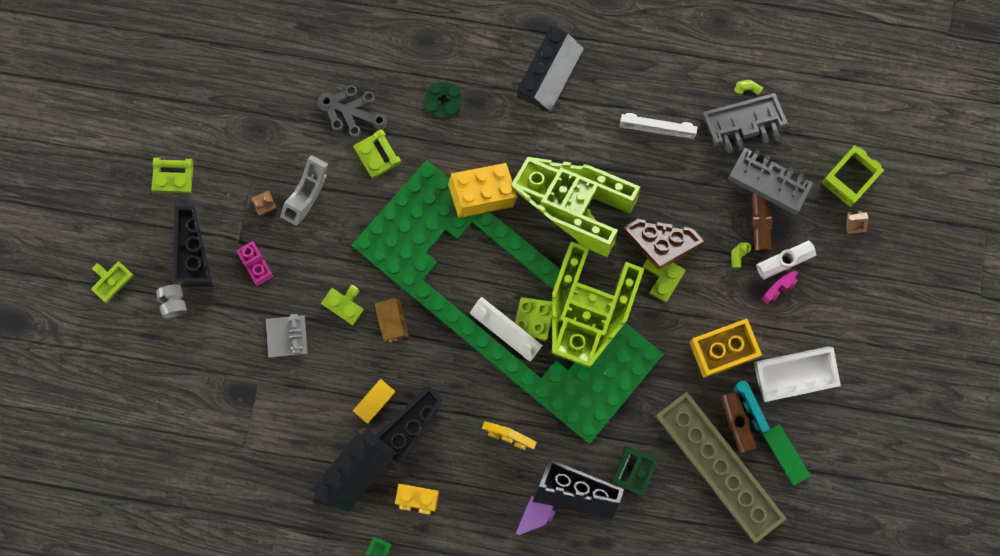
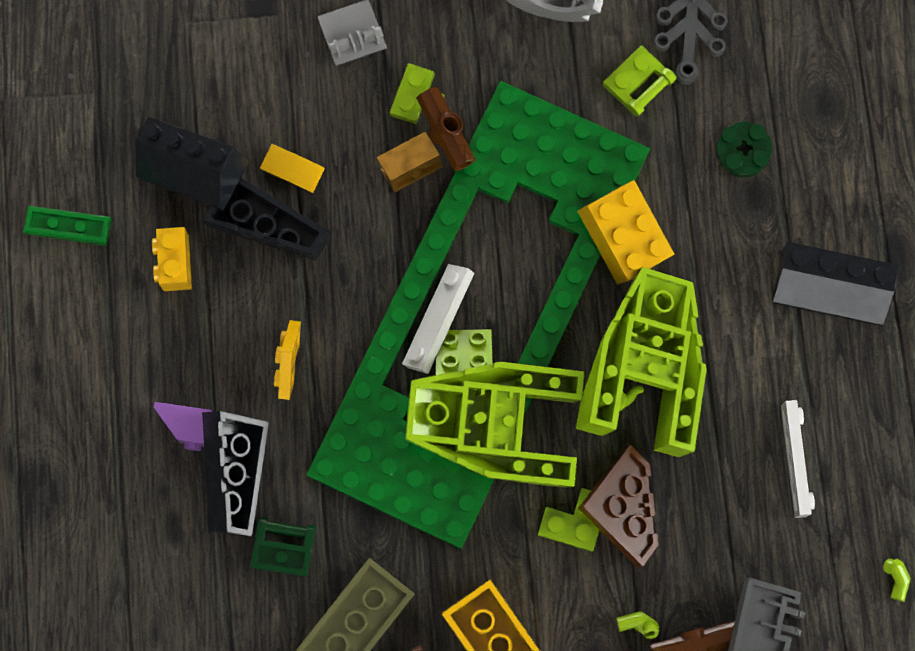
camera: 75 degrees right, 0 degrees up
(378, 288) = (445, 128): none -> reddish brown piece
(747, 117) = (846, 584): dark grey hinge -> none

